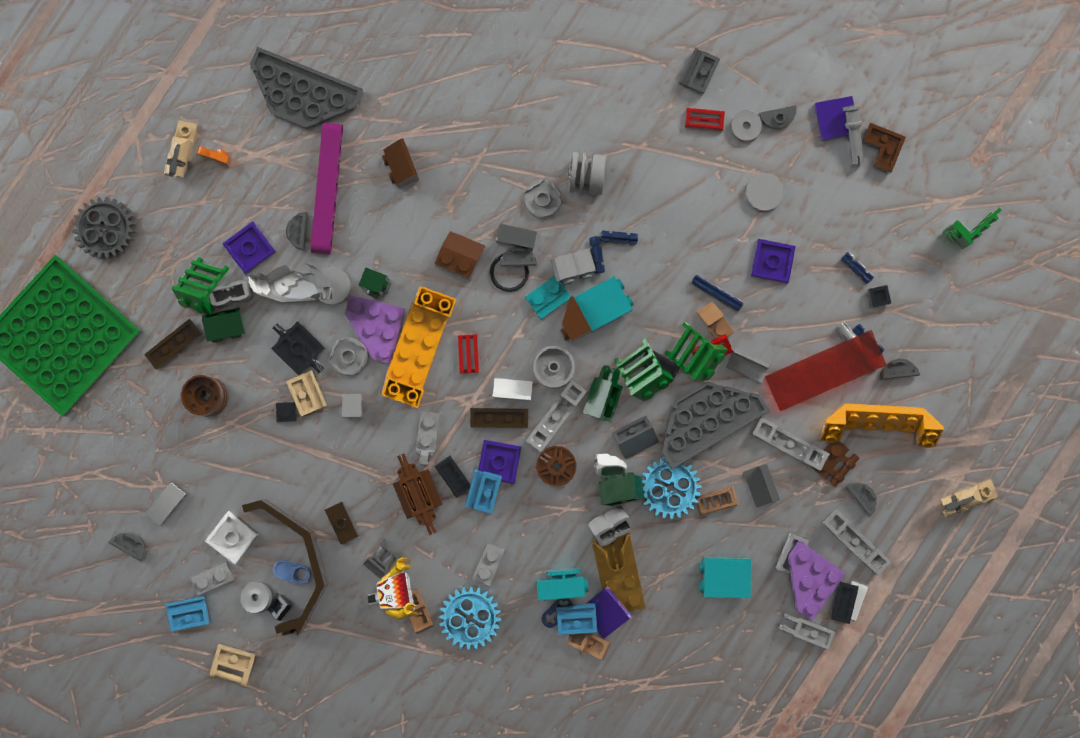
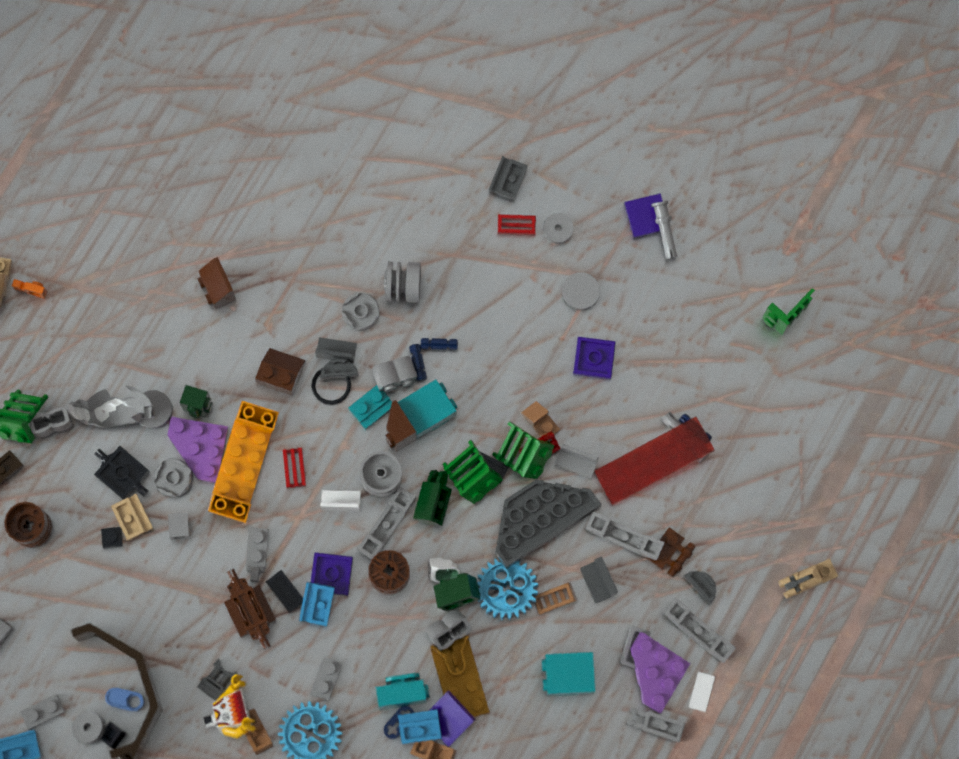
camera: 10 degrees left, 10 degrees down
(223, 325) = (45, 453): dark green brick -> none
(231, 537) = (61, 668): white tile -> none
(249, 247) = (67, 377): dark purple tile -> none
(296, 230) = (115, 355): dark grey plate -> none
(301, 92) = (114, 222): dark grey plate -> none
(326, 188) = (143, 314): magenta beam -> none
(341, 523) = (173, 646): dark brown plate -> none
(498, 418) = (328, 529): dark brown plate -> none
(635, 437) = (468, 540): dark grey panel -> none
(717, 293) = (540, 392): dark blue axle -> none
(779, 117) = (589, 219): dark grey plate -> none
(844, 602) = (692, 693): black plate -> none
(857, 267) = (679, 359): dark blue axle -> none
(879, 296) = (702, 385): black plate -> none
(884, 418) = (715, 504): light orange slope -> none
(889, 144) = (699, 235): reddish brown plate -> none
(899, 369) = (728, 455): dark grey plate -> none

